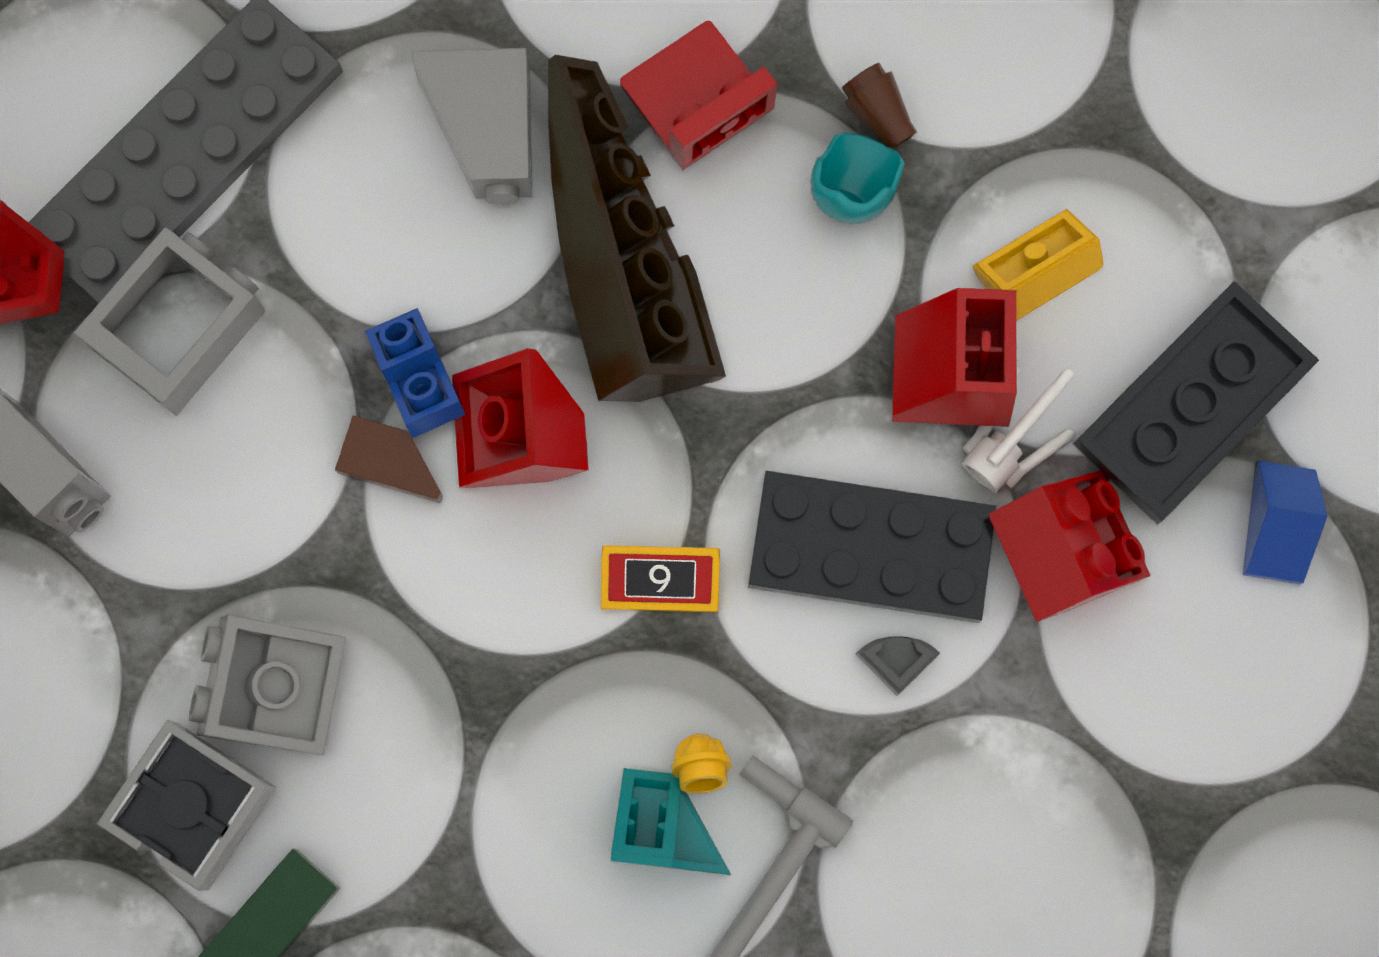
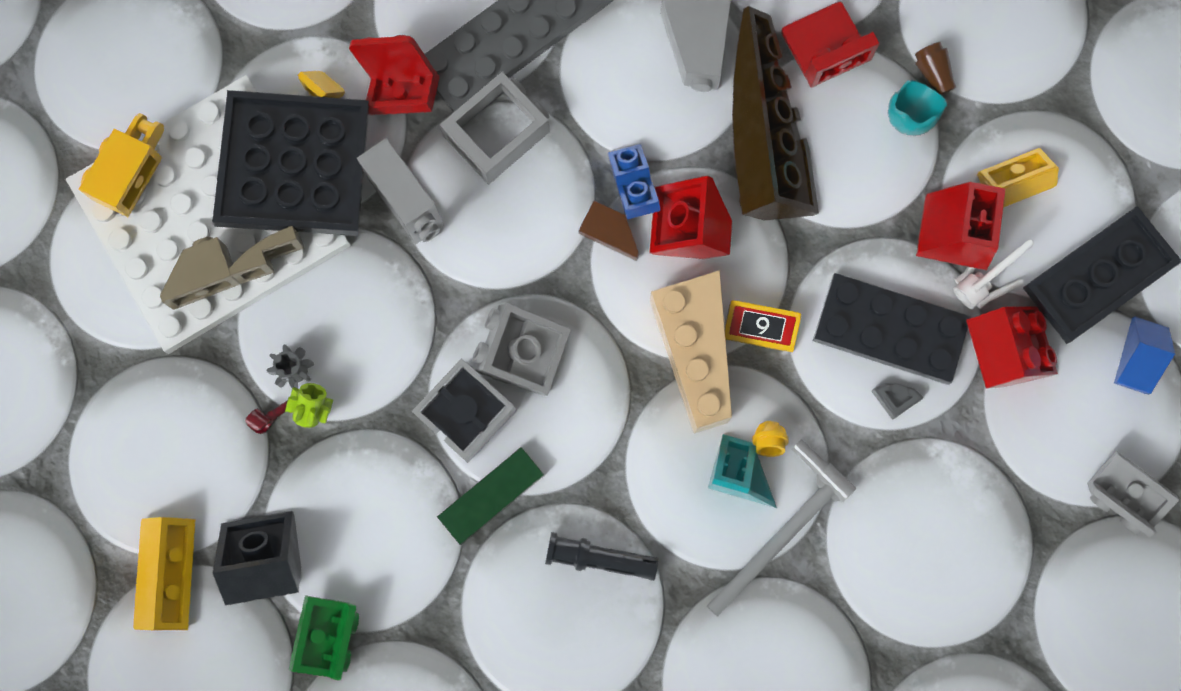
camera: 15 degrees right, 0 degrees up
(552, 622) = (695, 343): none -> tan wedge
(1295, 756) = (1131, 494): none -> light grey bracket

